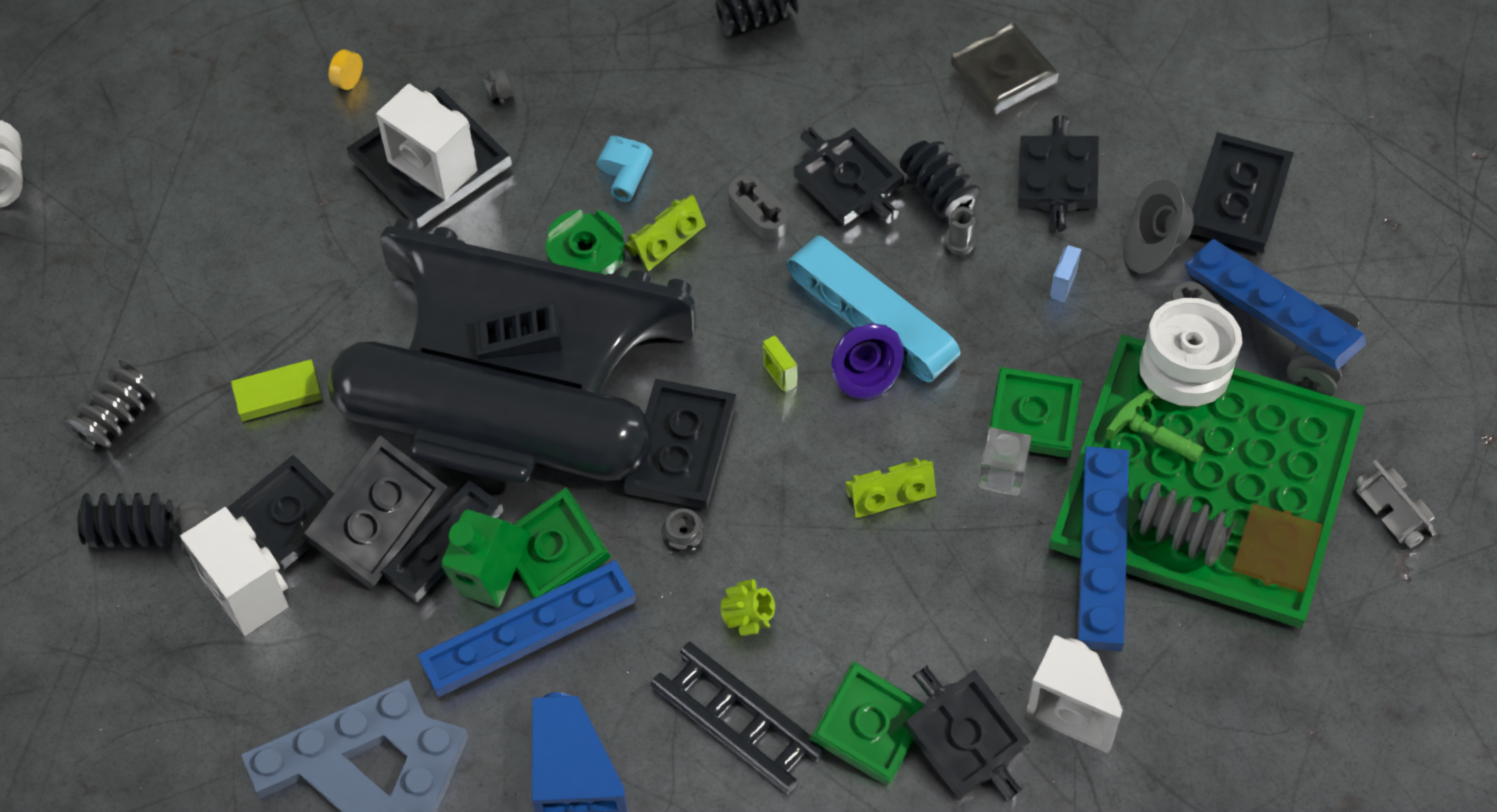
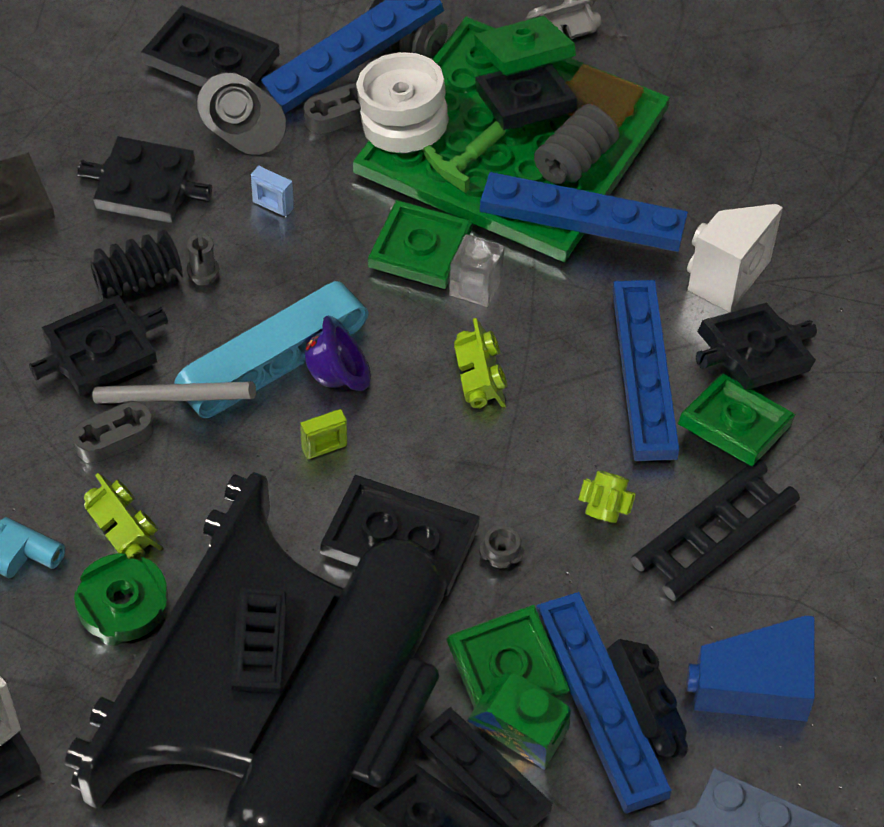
camera: 85 degrees left, 5 degrees down
(533, 666) = (649, 697): none -> black hinge
(794, 236) = (175, 392): none -> light grey bar
(919, 631) = (645, 371): none -> blue plate
(1245, 467) = (526, 96): none -> black plate
(1320, 458) = (524, 45): none -> green plate

